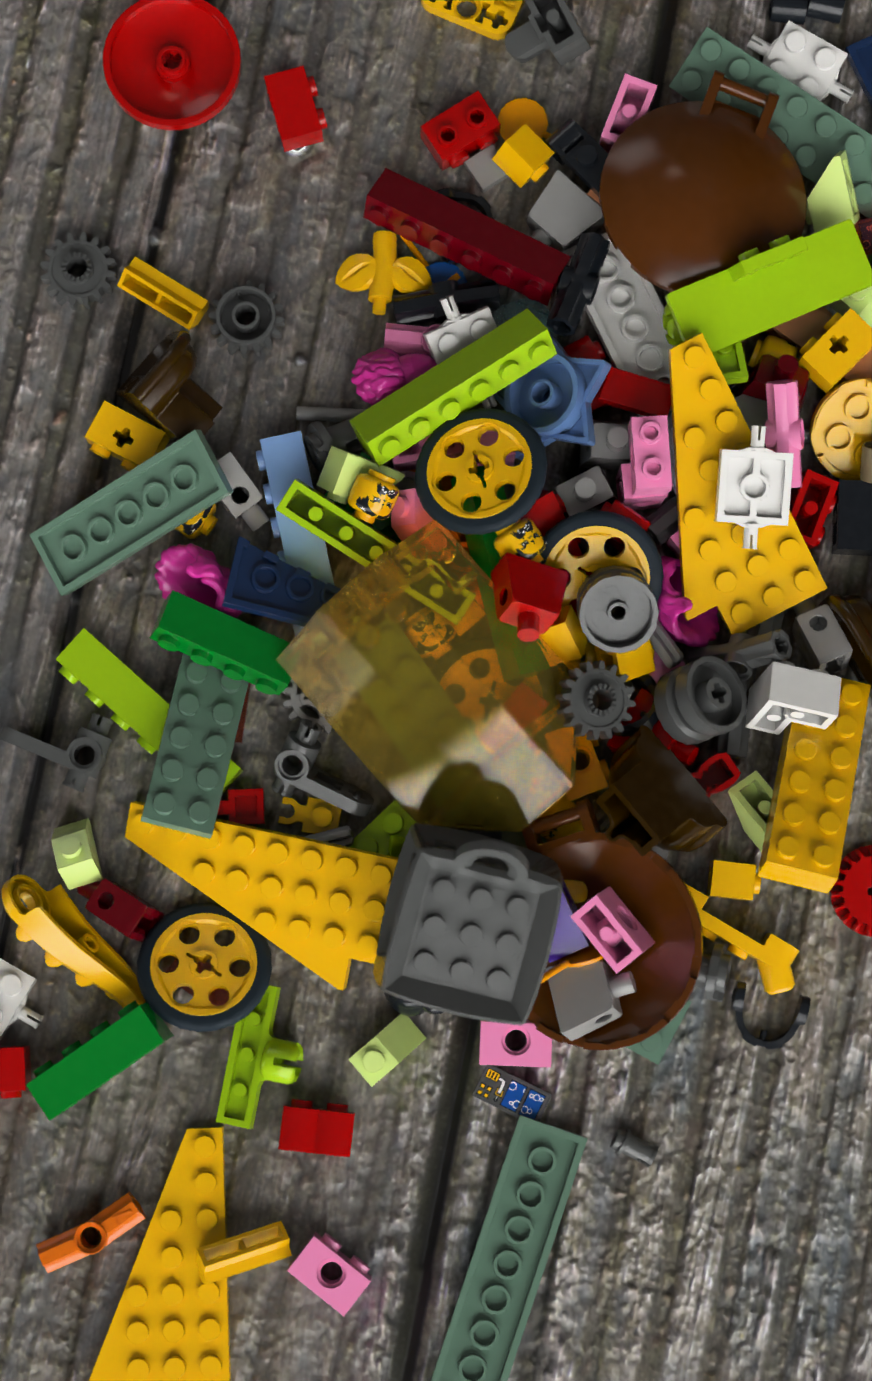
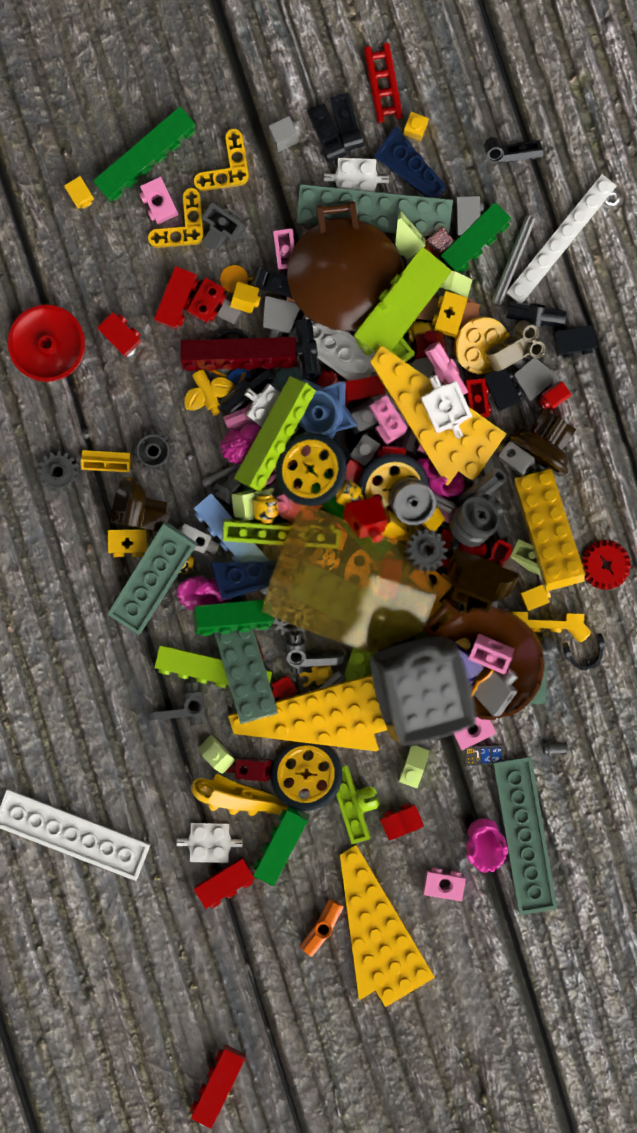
camera: 25 degrees left, 5 degrees up
(243, 1252) = (398, 897): yellow piece -> none
(415, 101) = (176, 298): none -> red brick
(433, 1245) = (485, 845): none -> dark pink hair
(792, 695) = (518, 495): white brick -> none

